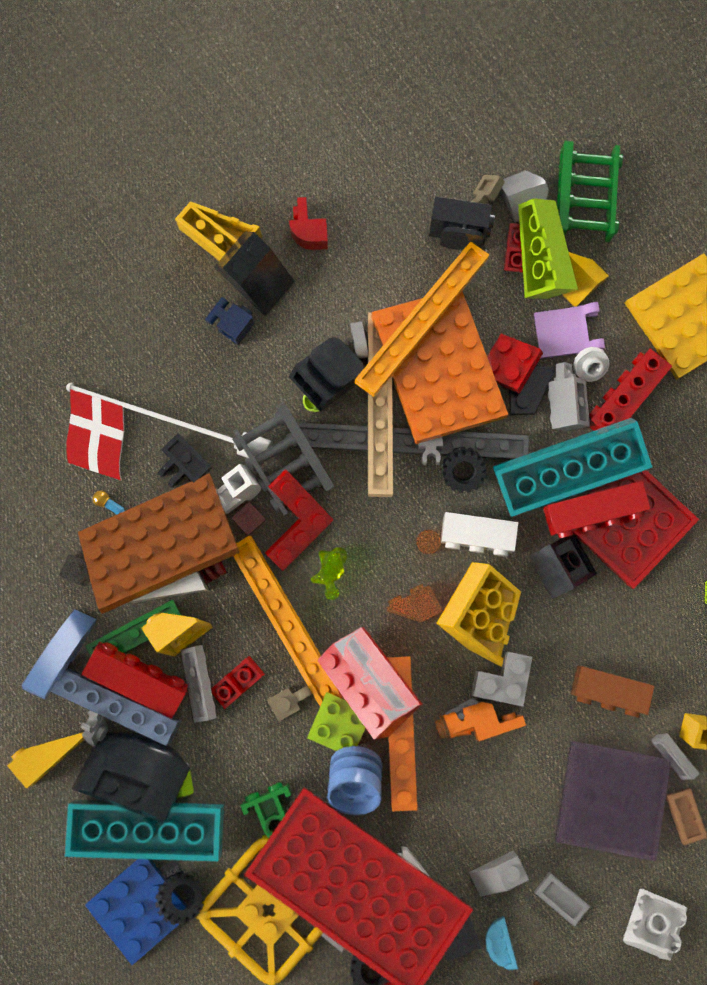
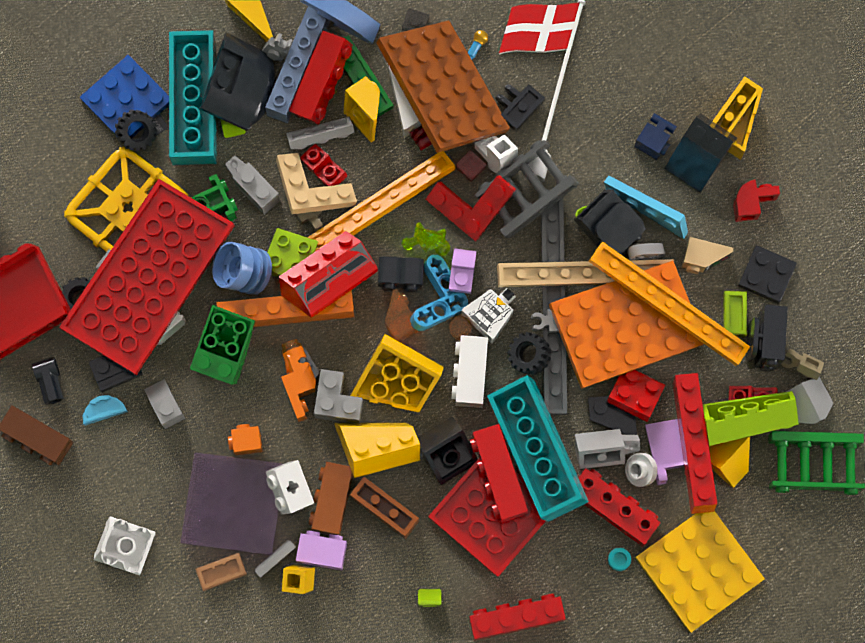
camera: 85 degrees right, 5 degrees down
(253, 764) = (253, 185): none -> light grey hinge
(277, 701) = (306, 200): none -> tan plate
(308, 335) = (653, 209): none -> medium azure wing
(365, 283) = (704, 255): none -> tan slope
(365, 602) = (400, 273): none -> black brick
(368, 534) = (462, 271): none -> lavender brick
(387, 221) = (767, 274): none -> black plate
(394, 553) = (447, 297): none -> dark azure beam
(416, 508) = (490, 313): none -> torso
(427, 257) = (735, 312): none -> lime tile
(443, 806) = (223, 345): none -> green slope
(544, 783) = (245, 440): none -> orange brick
(557, 638) = (378, 446): none -> yellow wedge
(562, 899) = (144, 462): light grey tile -> none
(570, 306) = (694, 443): none -> red brick
(602, 737) = (297, 496): none -> white brick
(626, 634) = (384, 507): none -> dark orange brick
(668, 705) = (321, 550): none -> lavender brick
(679, 395) = (619, 559): none -> teal tile

